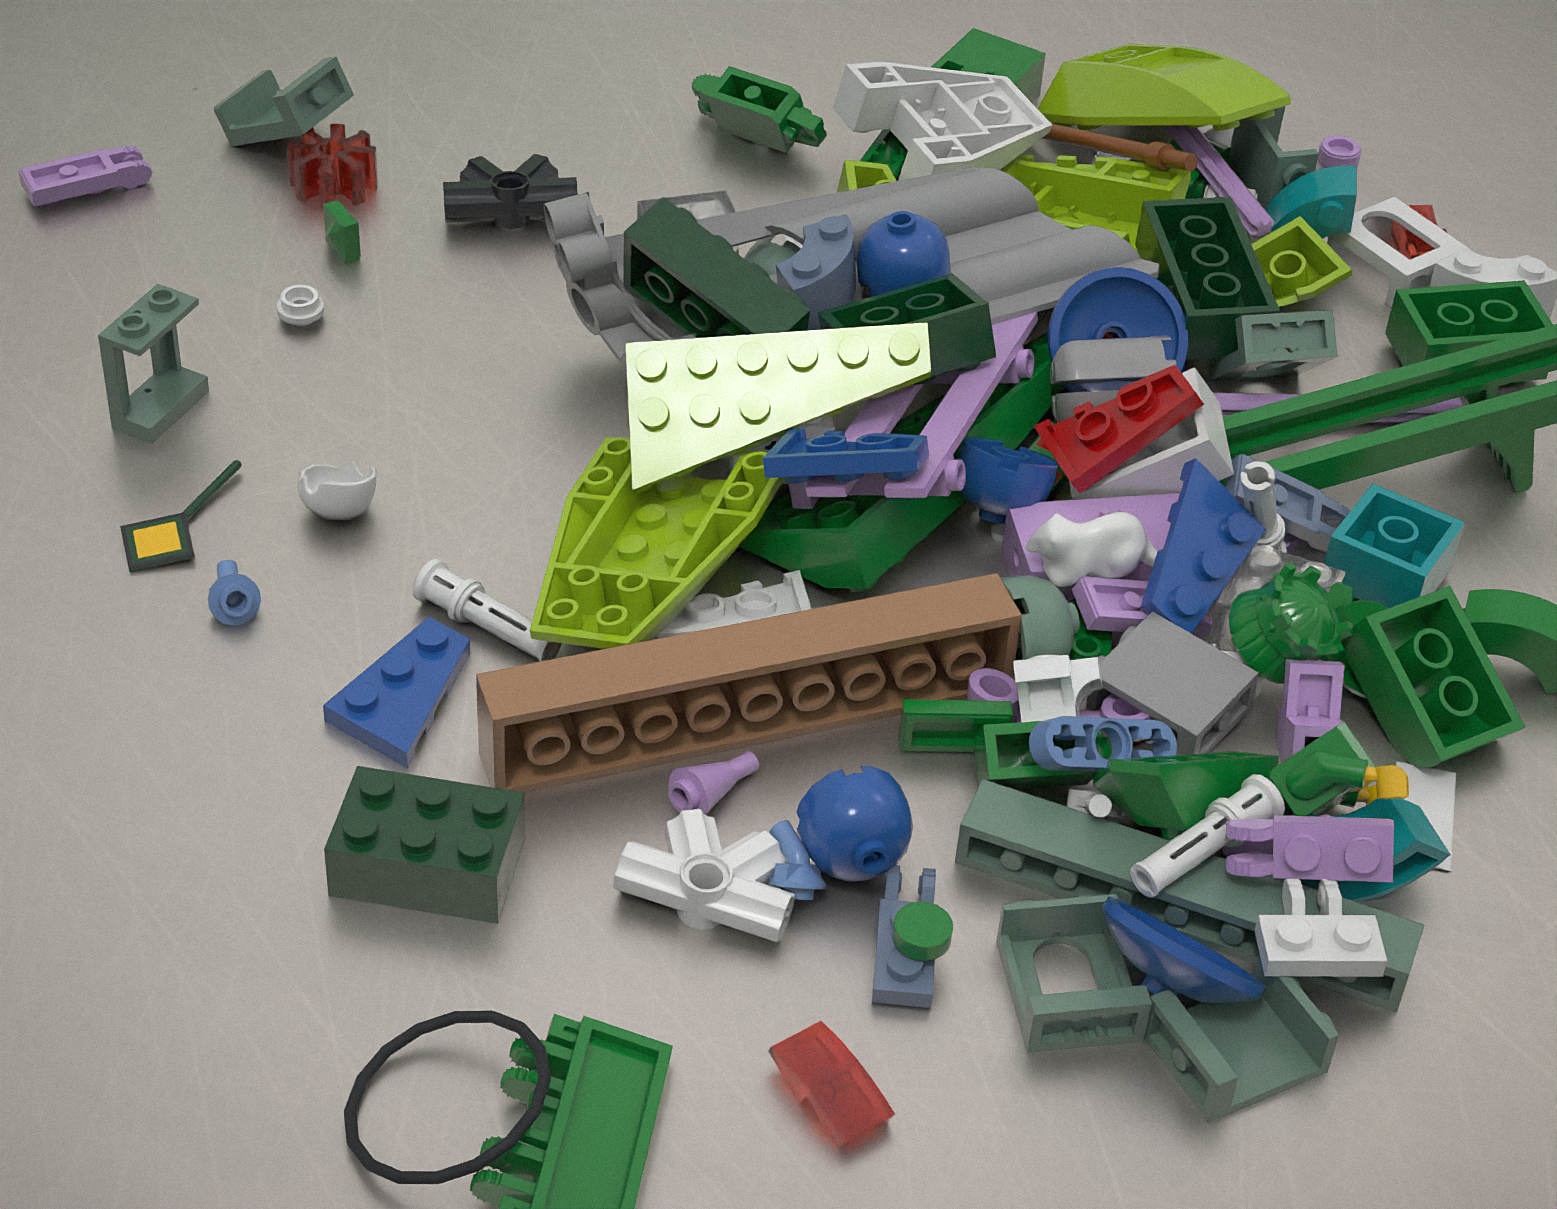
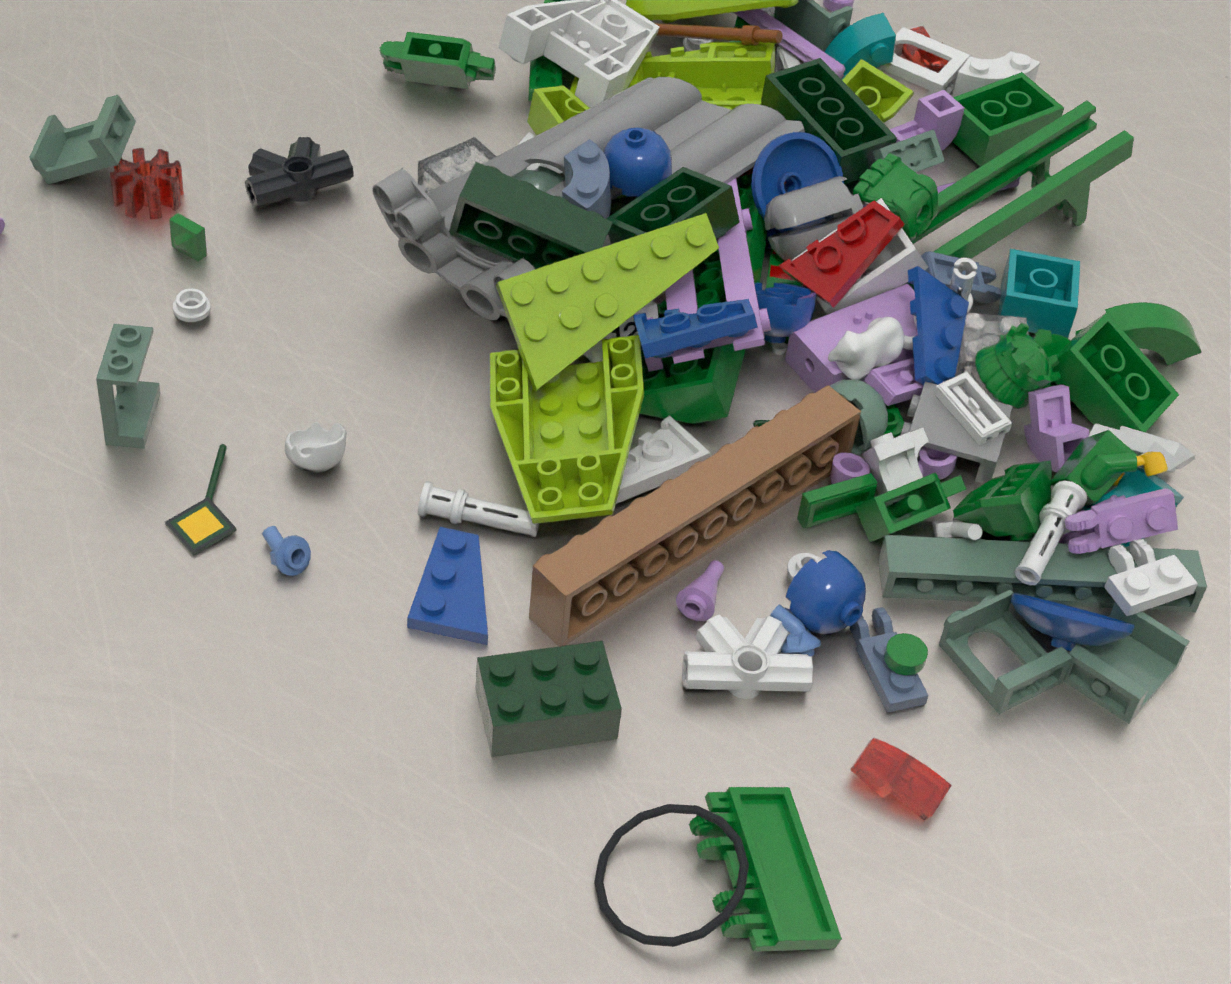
camera: 25 degrees left, 5 degrees up
(1084, 731) = (946, 496): medium blue beam -> none
(1204, 690) = (967, 409): none -> white tile
(1241, 377) = (903, 191): none -> green piece
(1370, 318) = (934, 112): none -> lavender brick
(1429, 779) = (1175, 453): none -> white plate

